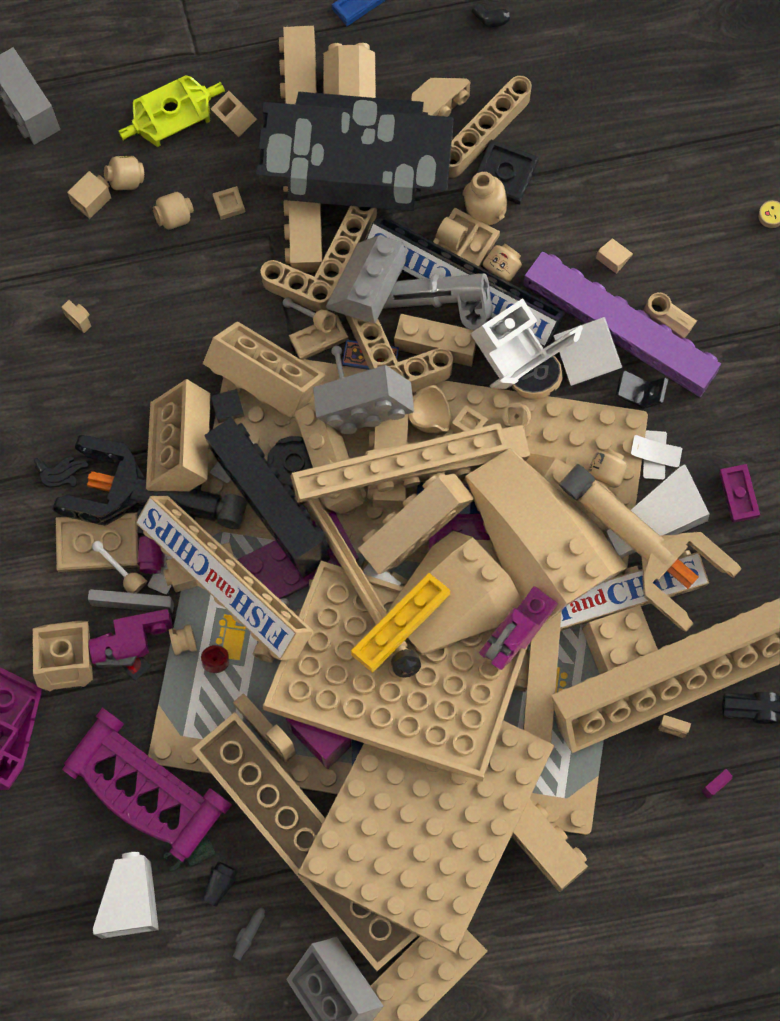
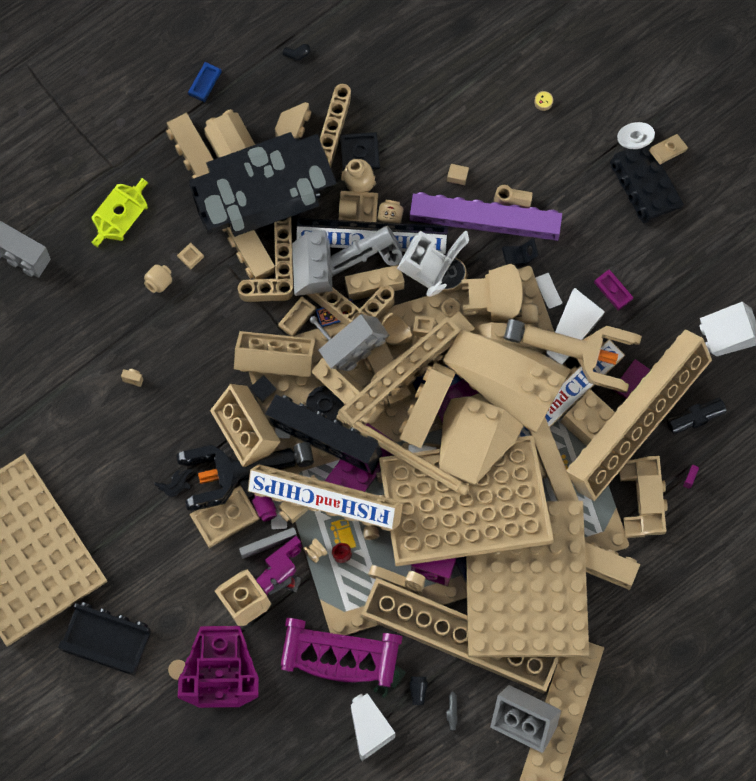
camera: 30 degrees left, 0 degrees up
(90, 194) = (96, 293): tan brick -> none
(124, 173) = (112, 268): tan head -> none
(133, 581) = (261, 530): hinge -> none
(233, 113) = (164, 195): tan brick -> none
(323, 319) = (296, 304): tan hinge -> none
(400, 622) = (453, 470): yellow plate -> none
(405, 663) = (469, 494): black tile -> none
(518, 628) = (526, 438): magenta plate -> none
(579, 425) = (496, 295): none -> tan piece
(591, 354) = (480, 245): white tile -> none
(650, 780) = (650, 499): none -> tan bracket
(656, 451) = (549, 288): white sticker -> none
(674, 726) = (647, 452): tan tile -> none
(707, 615) = (633, 377): none -> magenta tile

